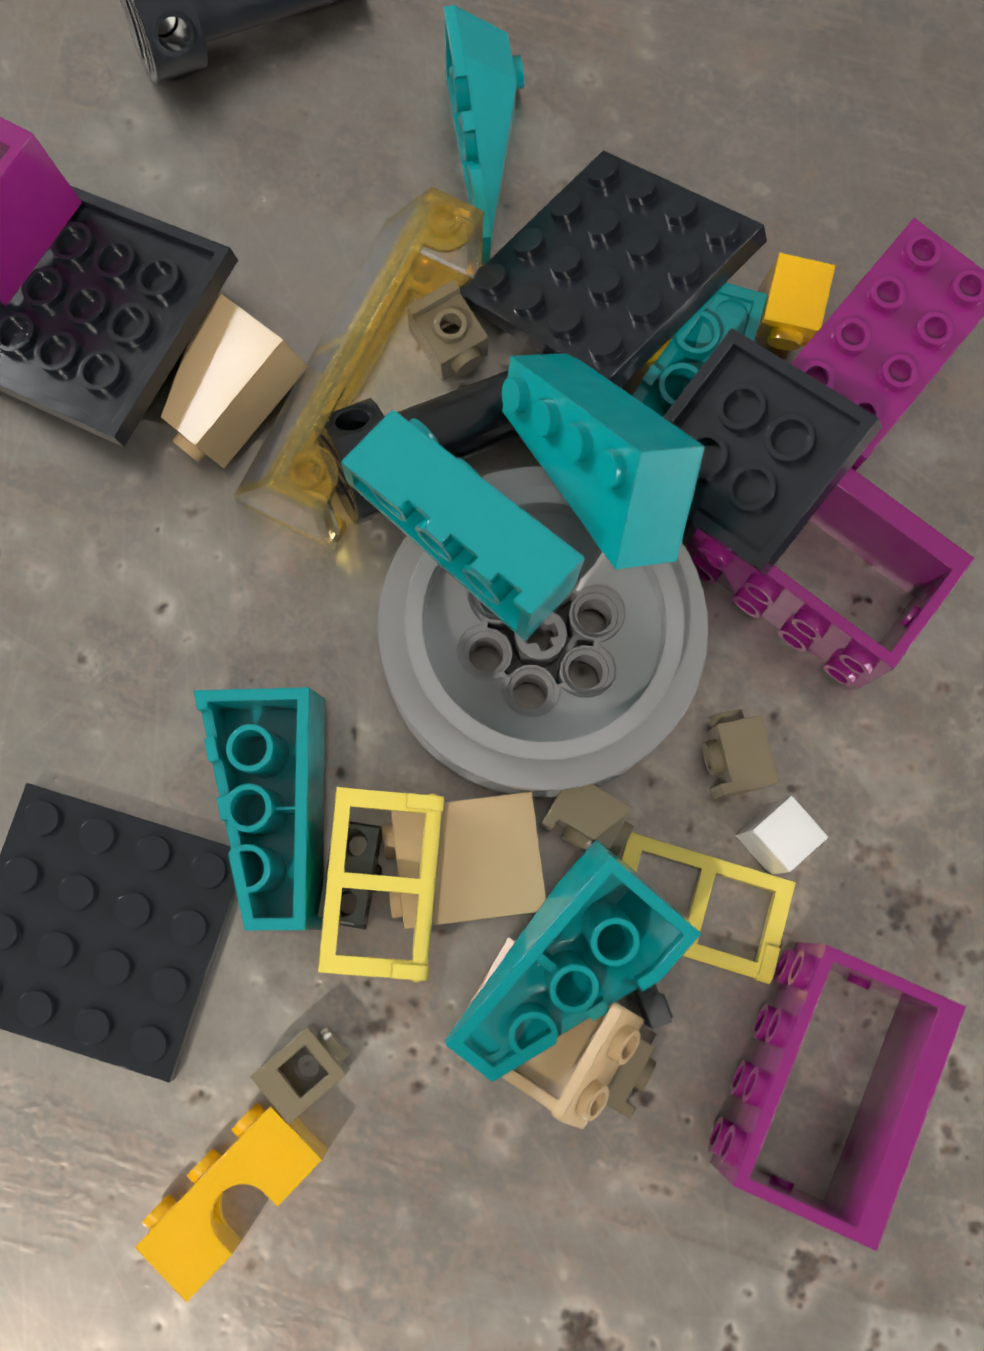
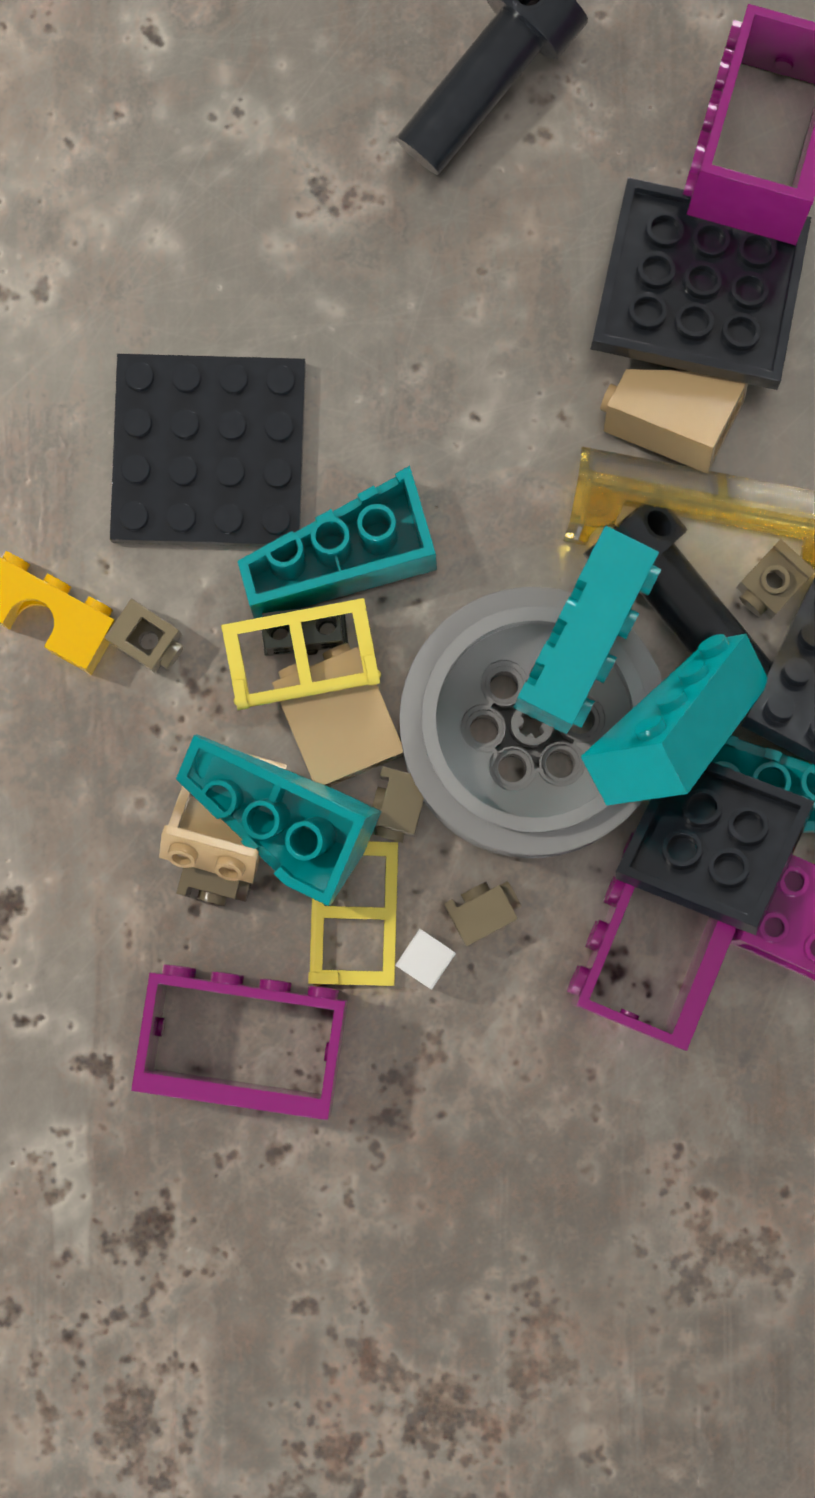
camera: 85 degrees right, 5 degrees up
(653, 1007) = (268, 892): dark grey tile -> none

